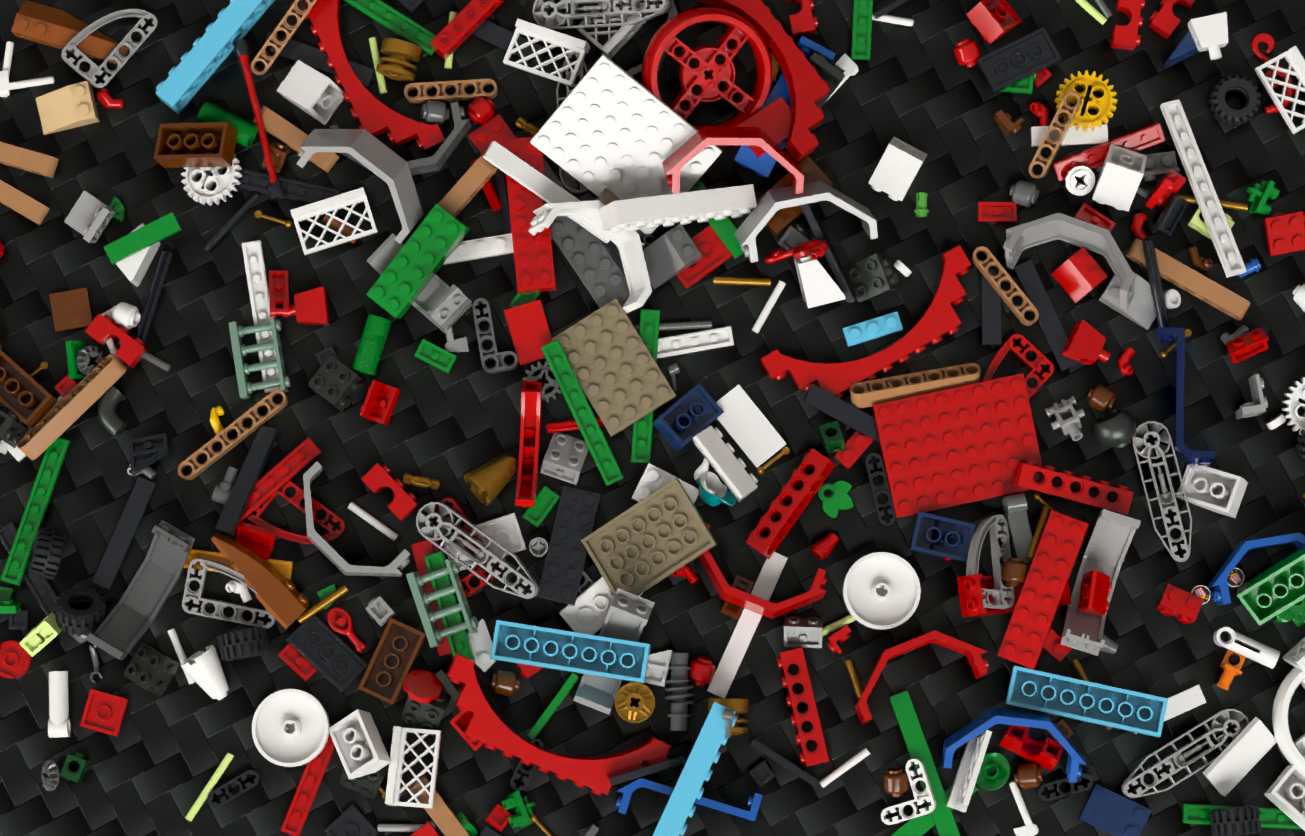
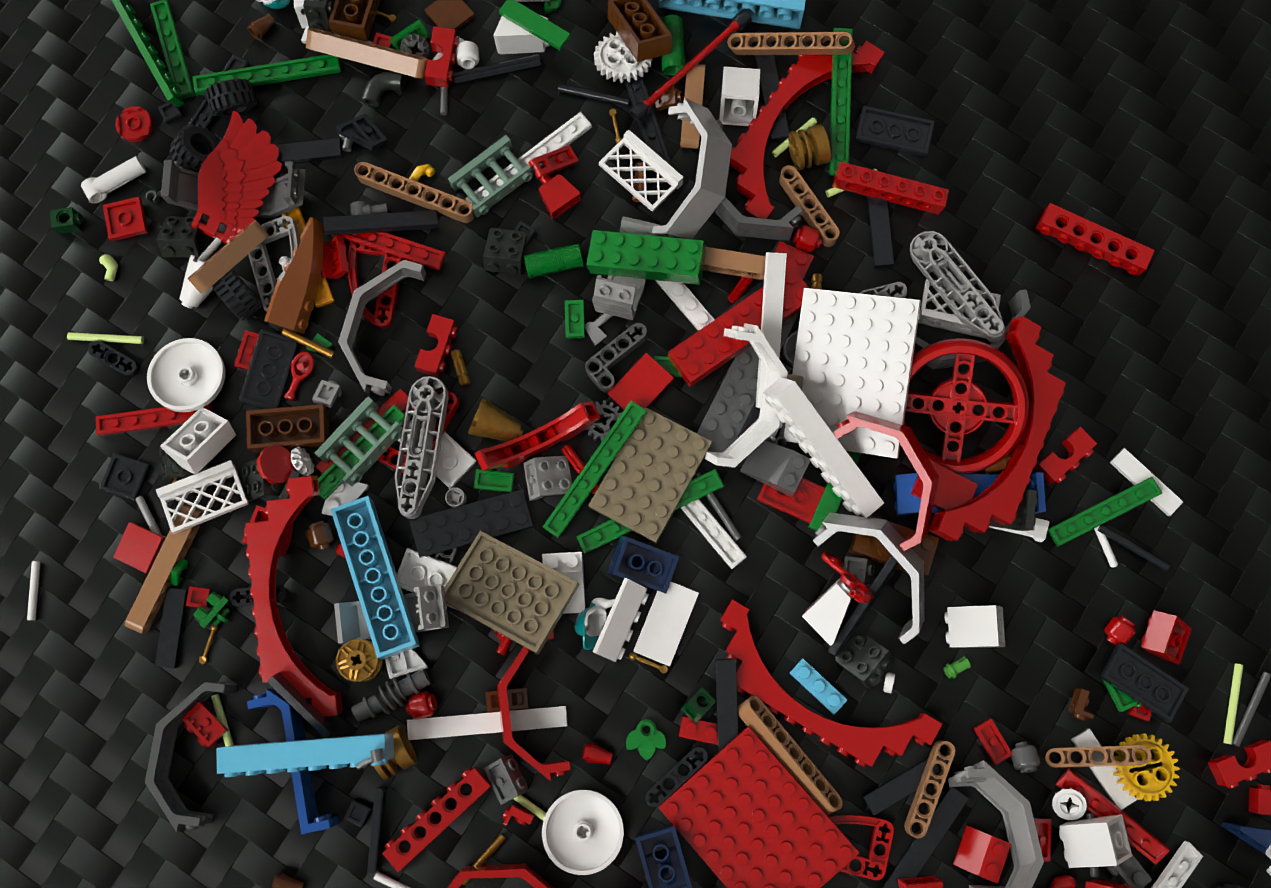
camera: 60 degrees right, 5 degrees down
(41, 635) = (159, 131): yellowish green brick -> none
(50, 775) = (48, 204): dark grey gear -> none
(132, 590) = (235, 179): none -> red animal
(140, 748) = (111, 266): none -> yellowish green arm
(205, 631) = (228, 257): none -> medium nougat beam
(373, 521) = (404, 346): white bar -> none
(379, 402) = (508, 294): red bracket -> none
(429, 664) = (302, 461): none -> white gear
(434, 112) = (782, 202): dark grey head -> none
(553, 706) = (319, 589): green tile -> none
(555, 39) = (905, 258): white fence -> none
(673, 369) = (678, 527): dark grey hand -> none
(742, 281) = (792, 544): pearl gold bar -> none
(768, 307) = (783, 580): white bar -> none
(800, 500) = (624, 708): red brick -> none
(1040, 111) = (1108, 730): red arm -> none

